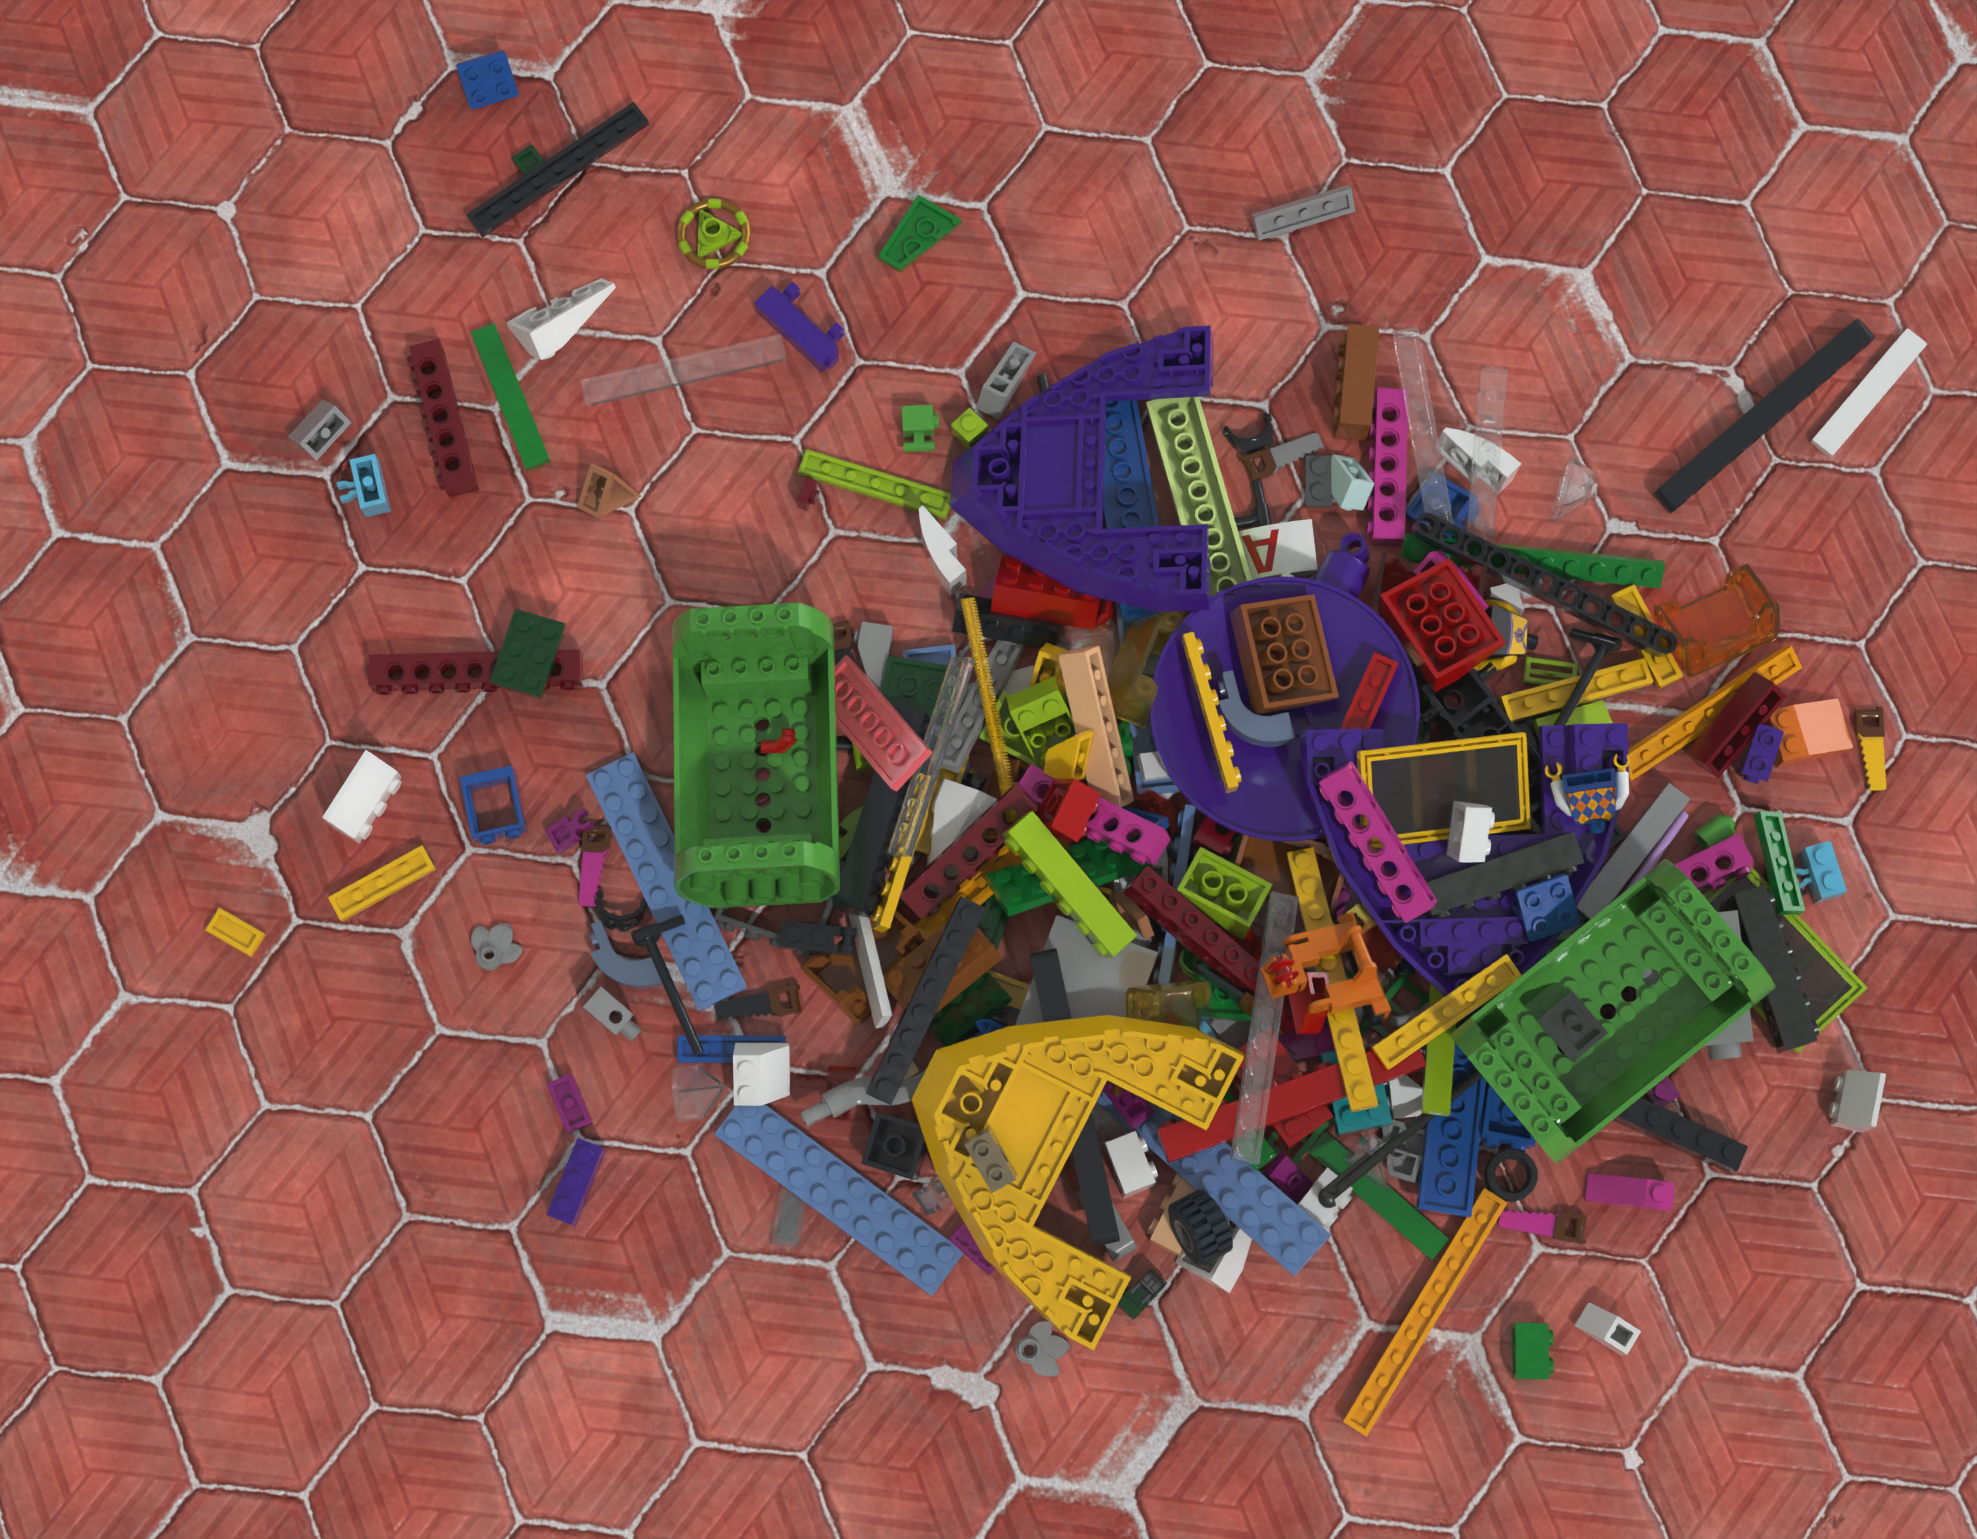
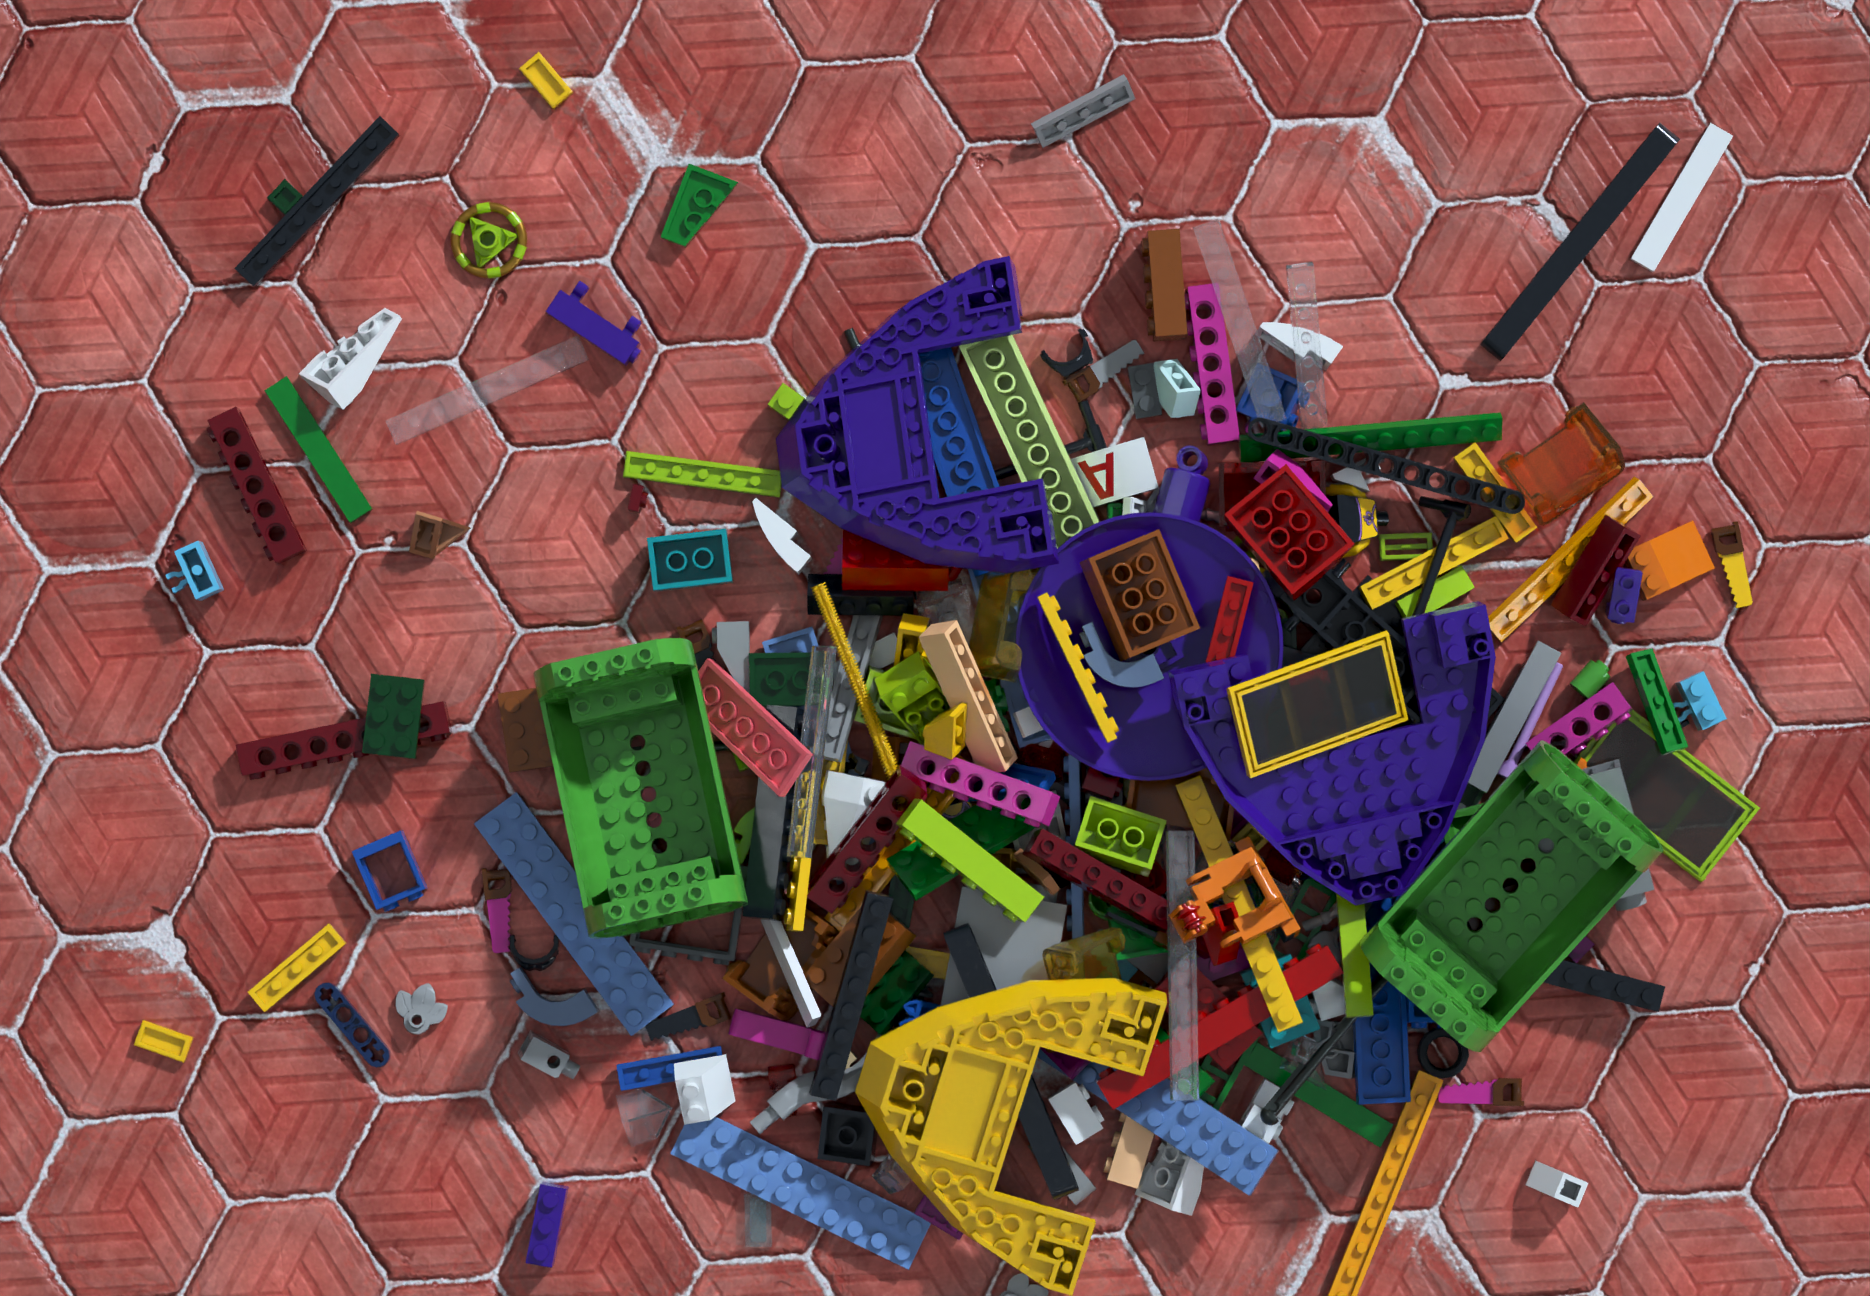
camera: 10 degrees left, 10 degrees up
(319, 429) = (135, 522): light grey brick -> none
(362, 797) = (261, 888): white slope -> none
(427, 948) = (355, 1022): none -> dark blue beam
(487, 79) = (225, 120): blue bracket -> none
(566, 831) = (466, 883): magenta plate -> none
(569, 1103) = (524, 1149): magenta plate -> none
(647, 937) = (569, 977): black bar -> none
(652, 693) = (524, 731): none -> dark orange brick
(781, 745) = (661, 764): red arm -> none
(797, 99) = (546, 80): none -> yellow tile
(816, 938) = (732, 948): black plate -> none
(843, 1033) = (777, 1033): none -> dark pink beam
(847, 559) = (690, 560): none -> teal brick
(919, 424) = (734, 404): bright green brick -> none
(990, 1159) = (942, 1141): dark tan brick -> none
(1005, 380) = (813, 343): light grey slope -> none
(1068, 808) = (954, 787): red slope -> none
(1141, 1293) = (1108, 1230): leg -> none
(1200, 1227) = (1153, 1164): black wheel -> none
(1288, 1178) = (1230, 1096): magenta plate -> none
(1349, 779) = (1259, 759): dark pink brick -> none
(1446, 1012) = (1354, 919): yellow plate -> none
(1469, 832) = (1349, 742): white slope -> none
(1504, 872) = (1384, 775): pearl dark grey brick -> none
(1531, 1351) = (1488, 1218): green brick -> none
(1546, 907) = (1435, 801): blue bracket -> none
(1572, 1026) = (1477, 910): dark grey plate -> none
(1573, 490) = (1399, 356): clear slope -> none
(1591, 795) = (1462, 683): torso -> none
(1630, 1192) = (1558, 1048): dark pink slope -> none
(1786, 1005) = (1663, 810): pearl dark grey brick -> none
(1857, 1100) = (1763, 921): white slope -> none

